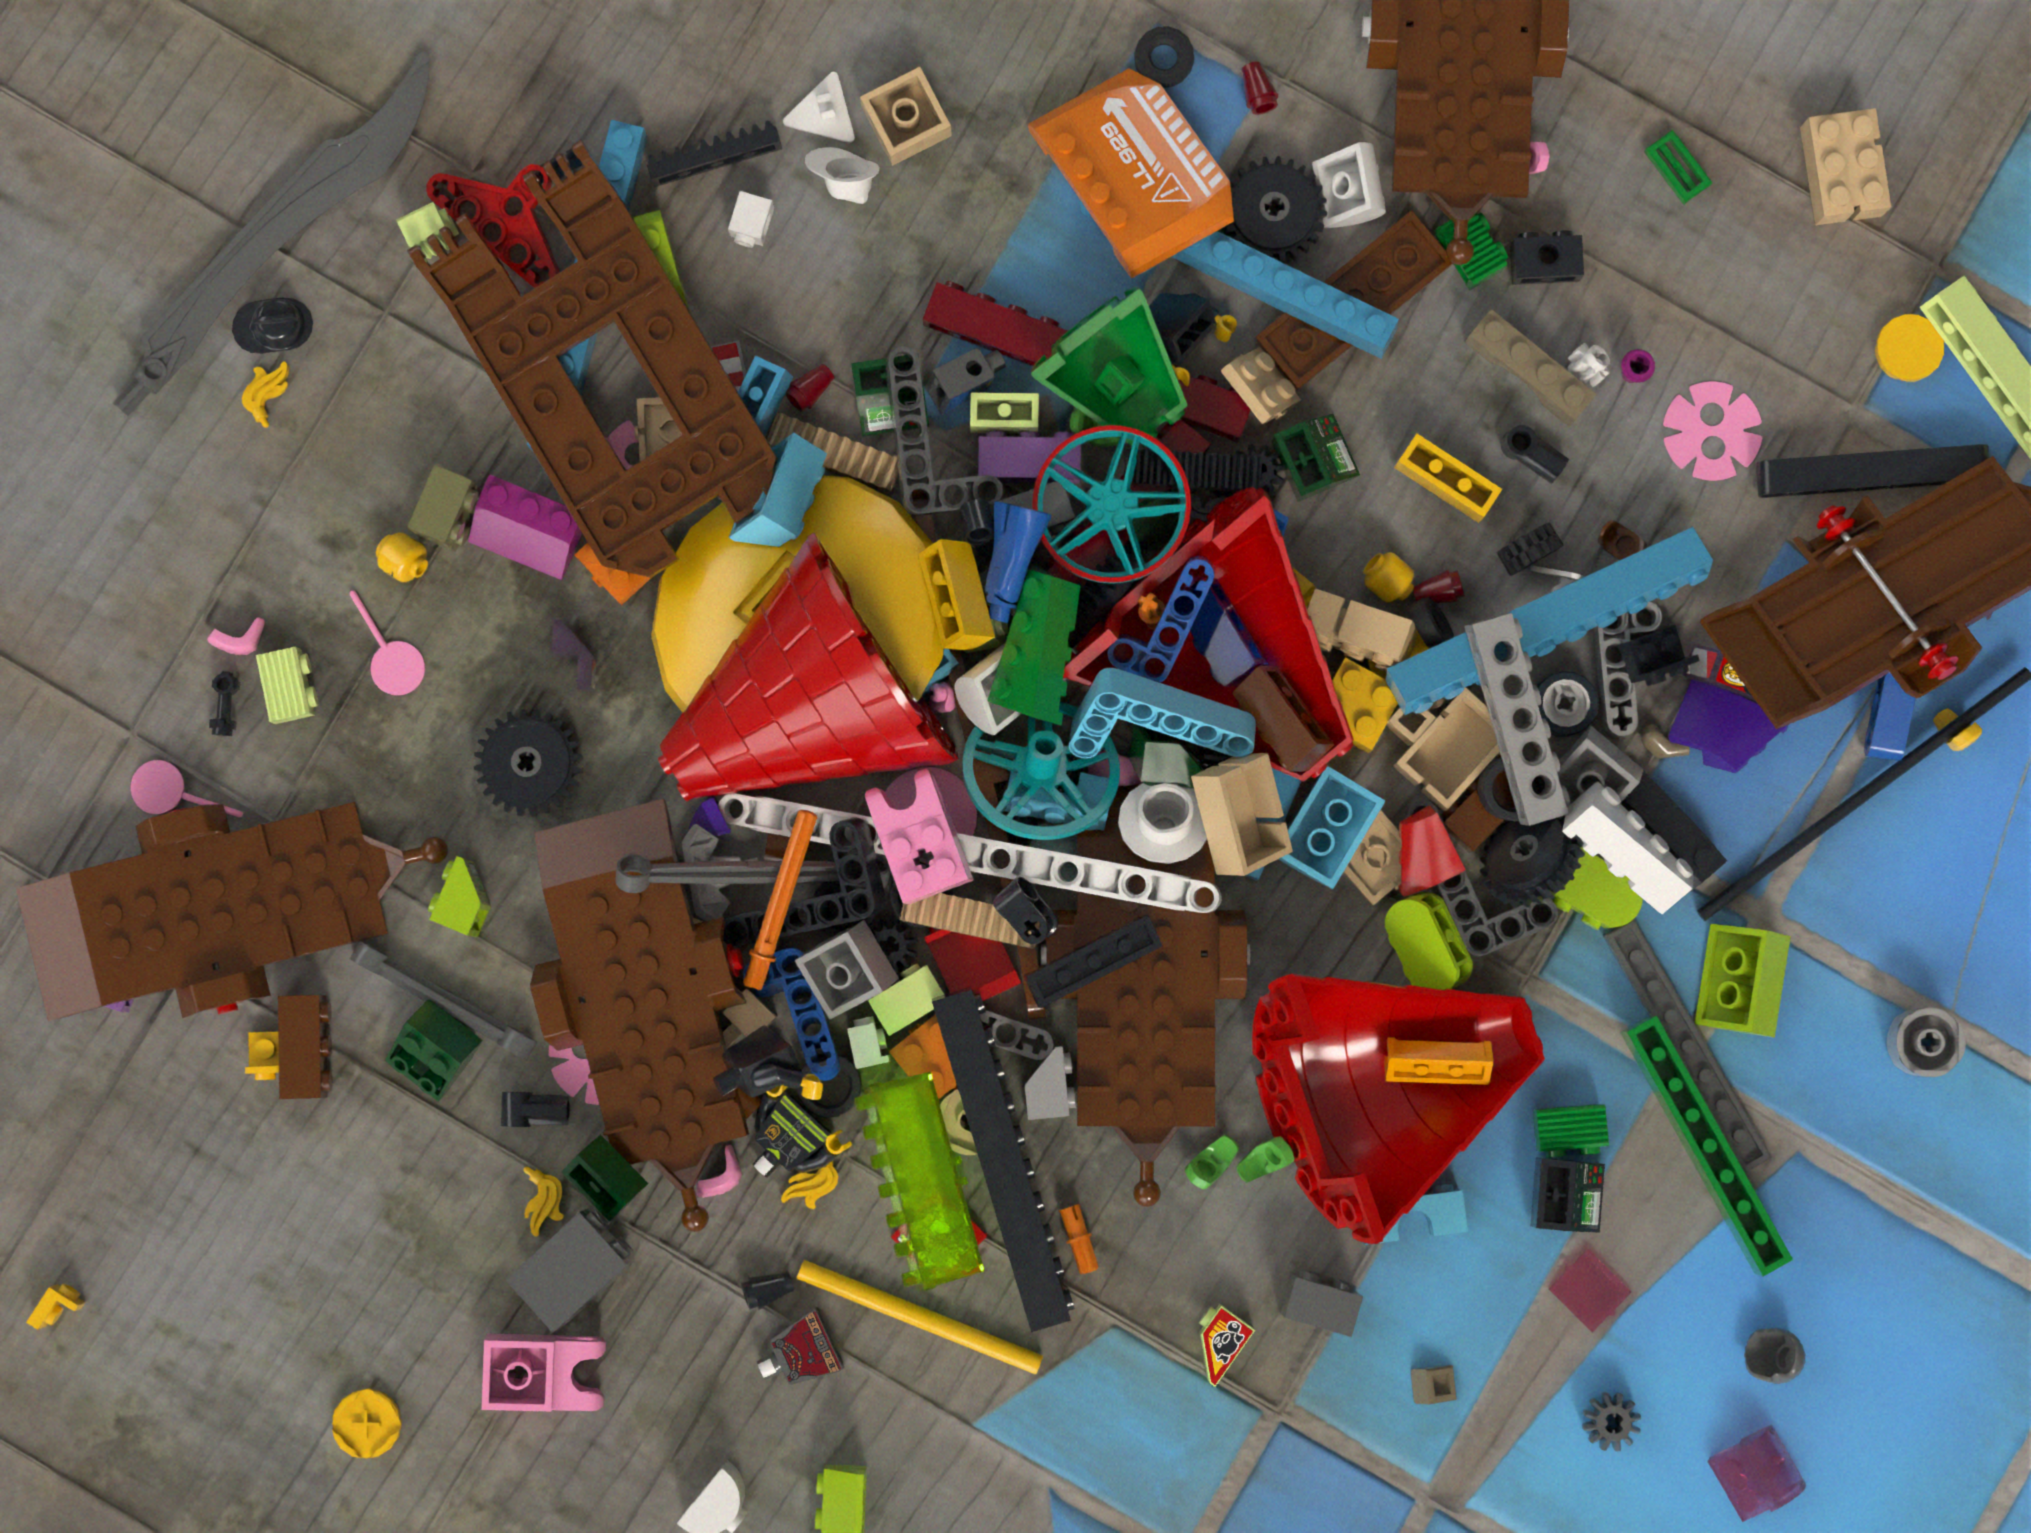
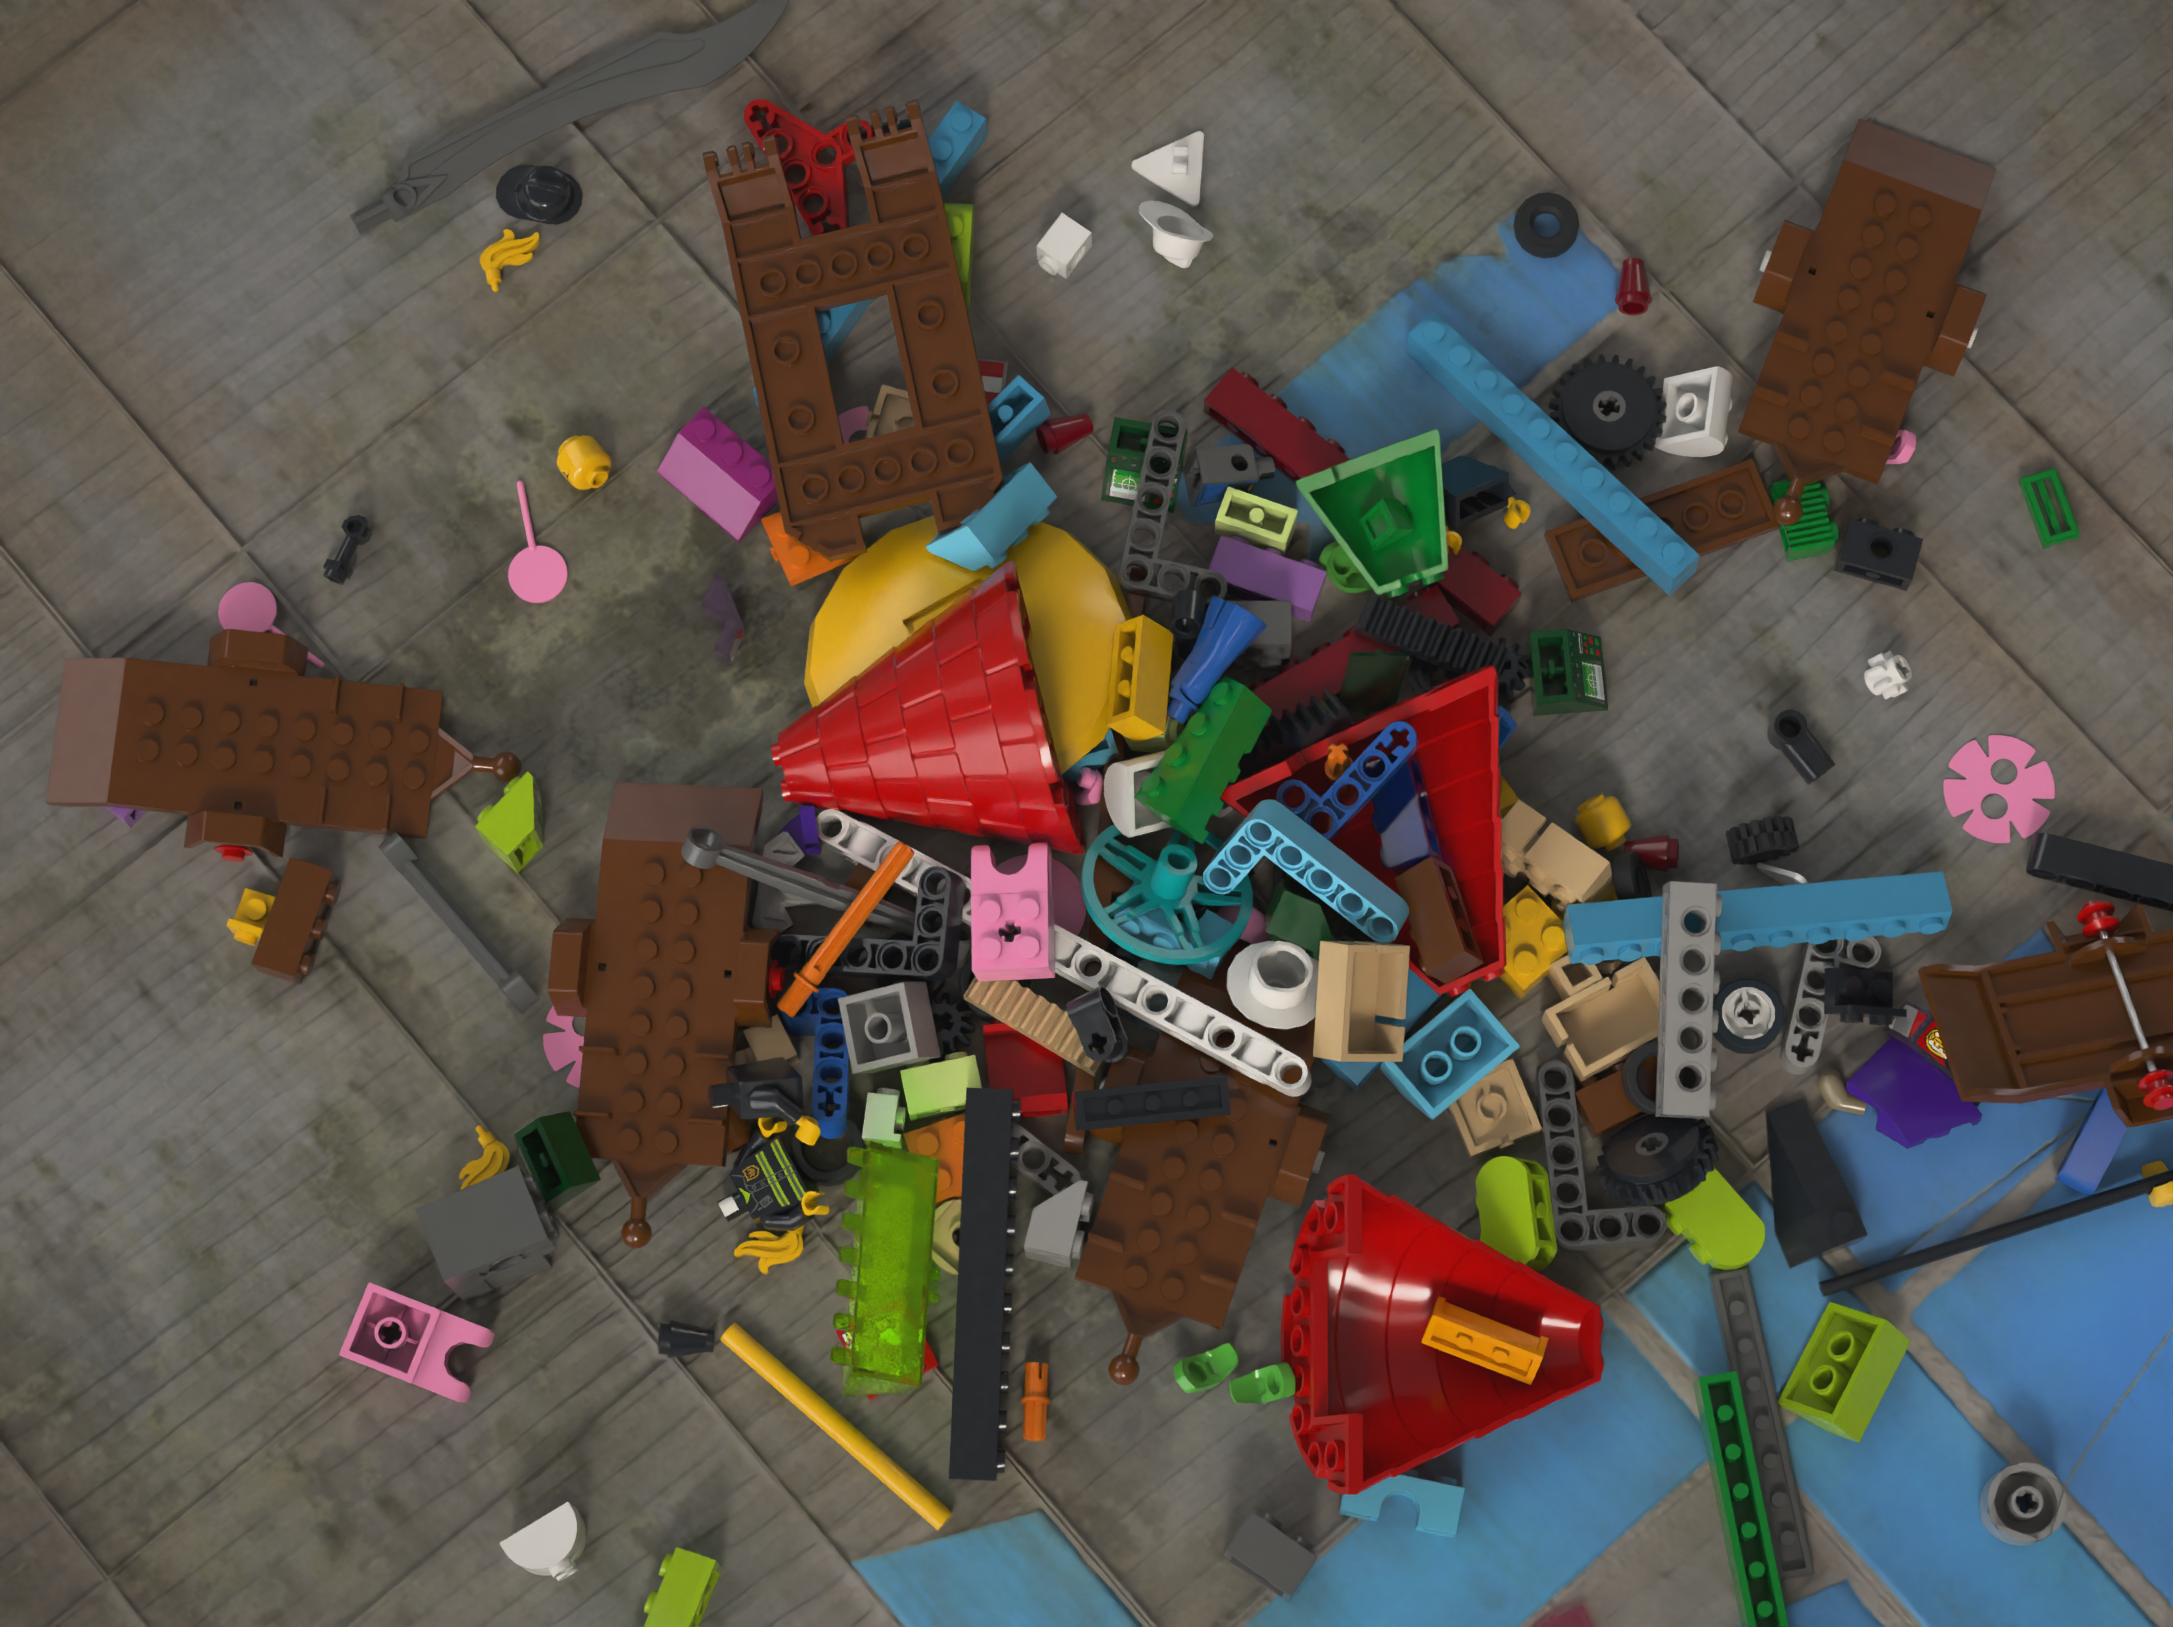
camera: 20 degrees right, 10 degrees down
(238, 646) = (386, 495): bright pink hair -> none
(287, 685) = (418, 550): yellowish green brick -> none
(366, 1423) = (213, 1336): yellow tile -> none
(424, 222) = (728, 133): yellowish green brick -> none
(433, 1049) = (428, 969): dark green slope -> none
(445, 508) = (645, 426): olive piece -> none
(504, 760) = (662, 711): black gear -> none
(525, 1109) = (501, 1064): black piece -> none
(714, 156) = (1049, 173): black gear -> none
(724, 1182) = (679, 1210): bright pink hair -> none
(802, 1351) = (698, 1417): torso -> none
(843, 455) = (1075, 512): tan gear -> none
(906, 116) = (1258, 195): tan brick -> none
(1113, 504) = (1336, 641): teal wheel -> none
(1137, 169) = (1478, 322): orange slope -> none
(1222, 1340) = (1151, 1562): slope -> none
(1261, 385) = (1534, 581): tan plate -> none
(1426, 853) = (1545, 1116): slope -> none
(1448, 478) = (1699, 740): yellow brick -> none
(1551, 382) = (1844, 683): dark tan arch -> none
(1567, 1195) = (1578, 1535): black slope -> none
(1571, 1129) = (1604, 1466): green brick -> none
(1594, 760) = (1753, 1099): light grey brick -> none
(1620, 540) = (1859, 862): reddish brown hair -> none
(1628, 847) = (1764, 1180): white wedge -> none
(1642, 362) = (1940, 685): magenta cone -> none

